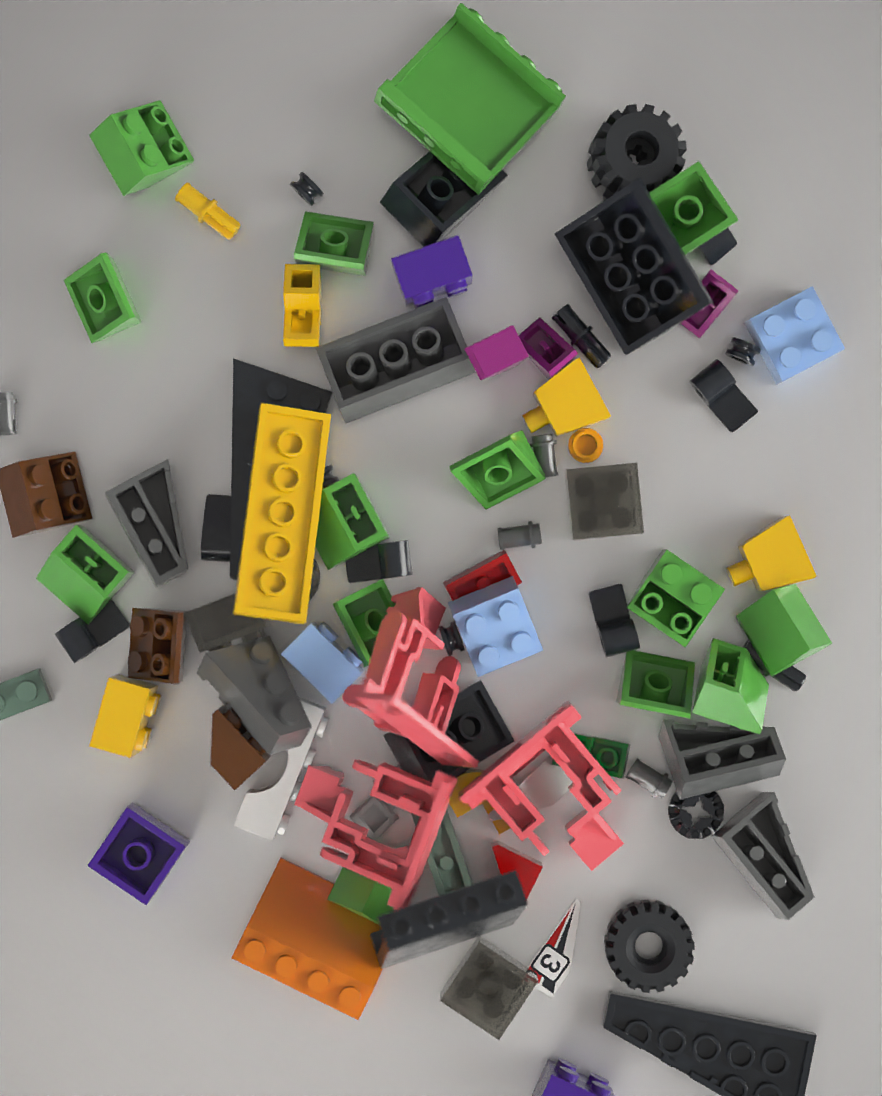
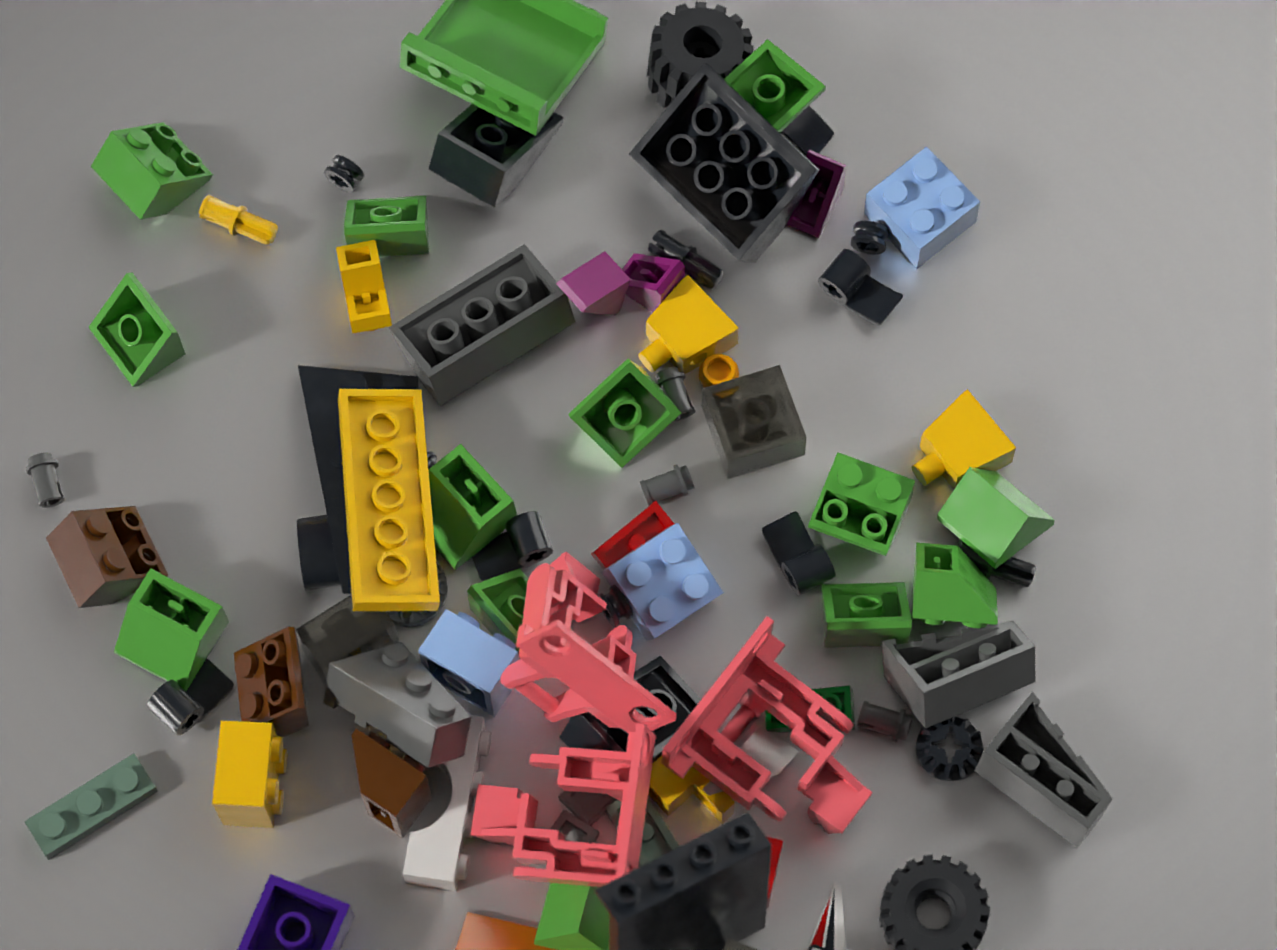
camera: 10 degrees left, 20 degrees down
(151, 522) = (236, 555): dark grey wedge -> none
(433, 272) = (502, 219): dark purple brick -> none

